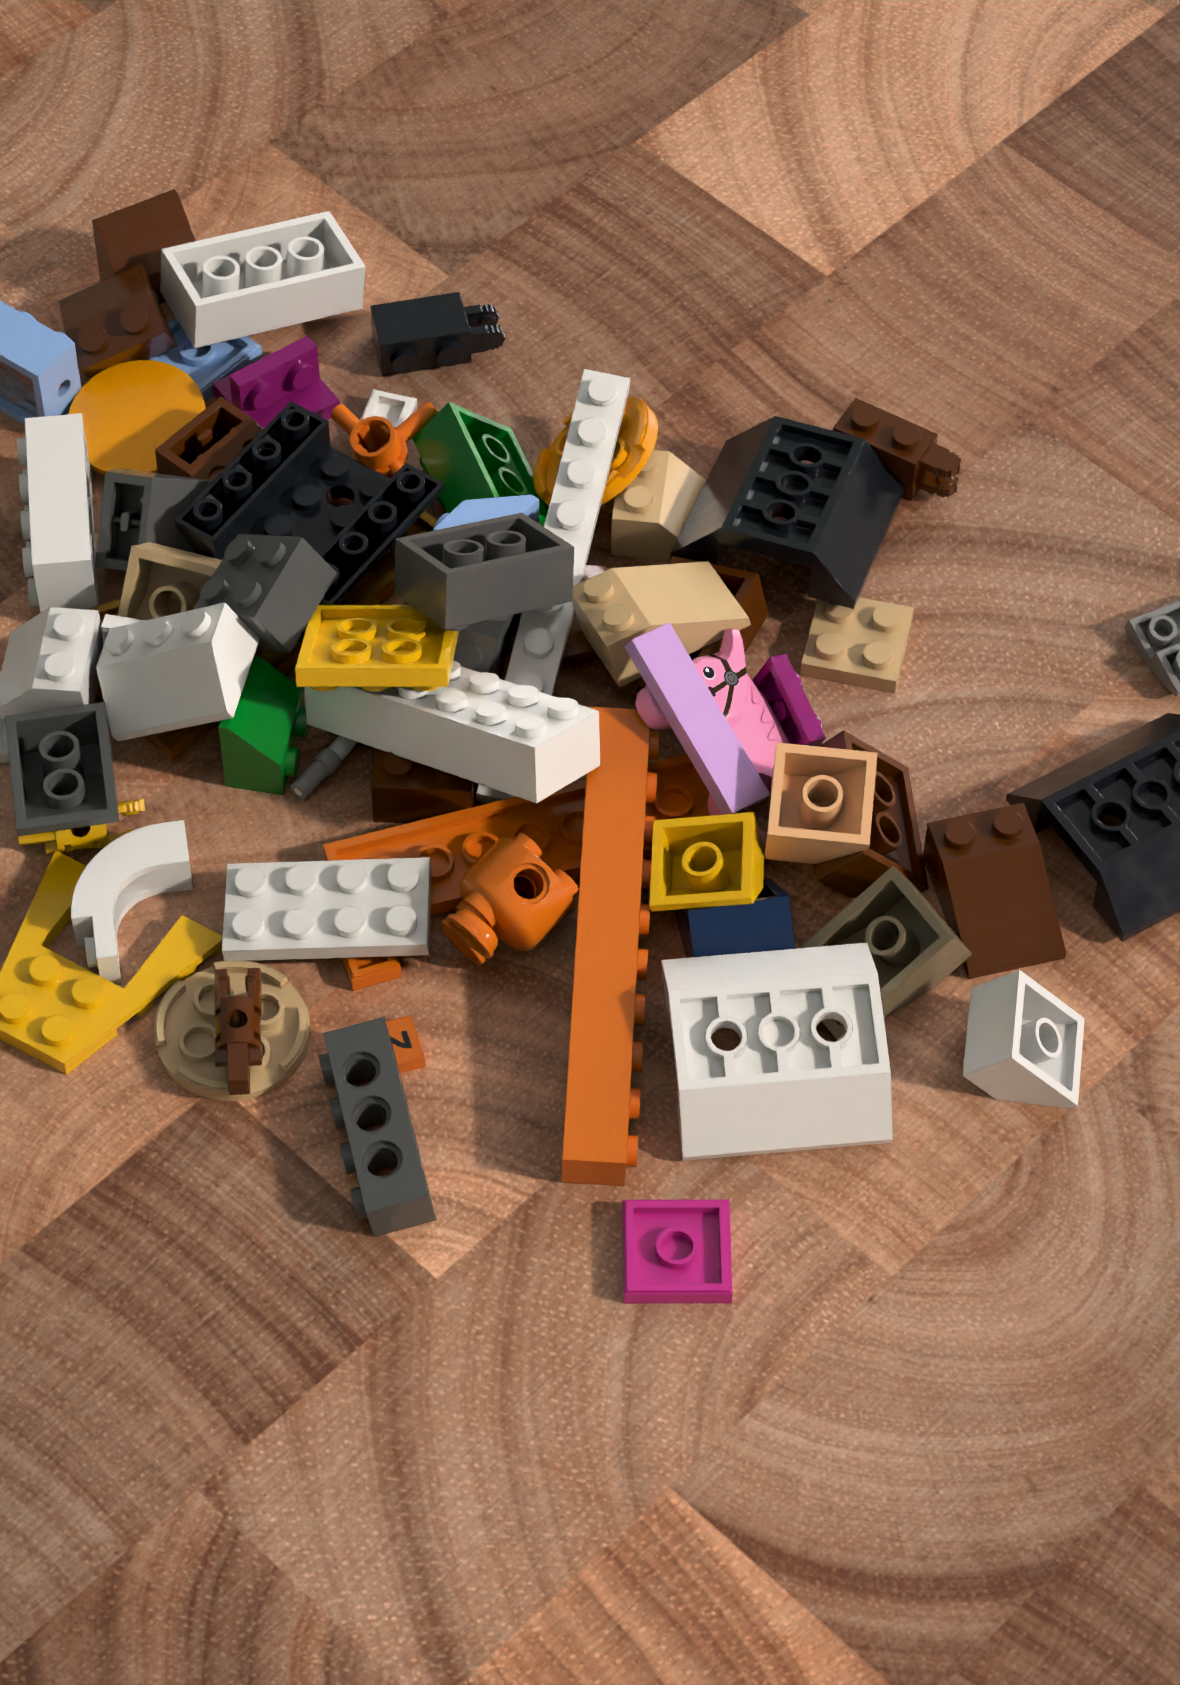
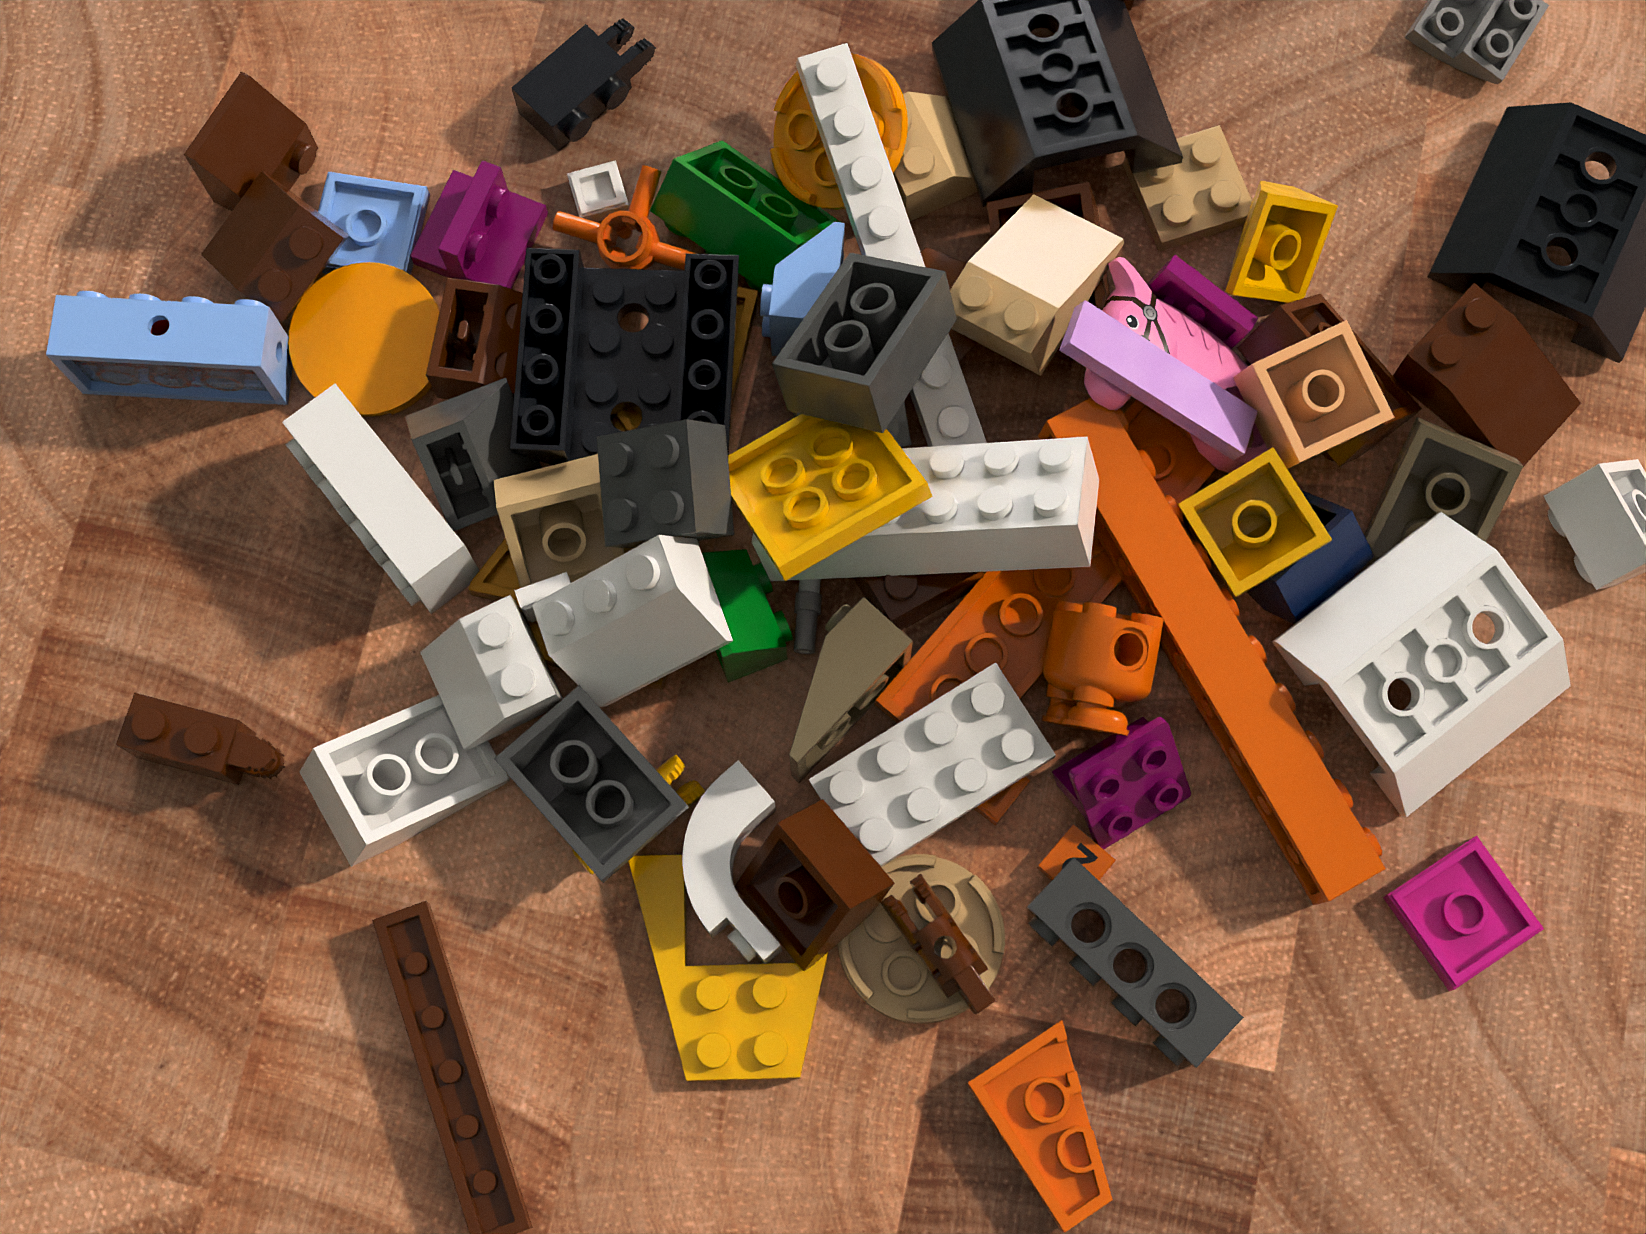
camera: 30 degrees left, 20 degrees up
(175, 928) = (813, 883): none -> reddish brown slope
(225, 1199) = (1045, 1125): none -> orange wing
(262, 279) = (385, 117): white brick -> none
(298, 811) = (852, 670): none -> dark tan slope
(472, 1000) = (1125, 780): none -> magenta bracket
(884, 696) = (1280, 243): none -> yellow slope

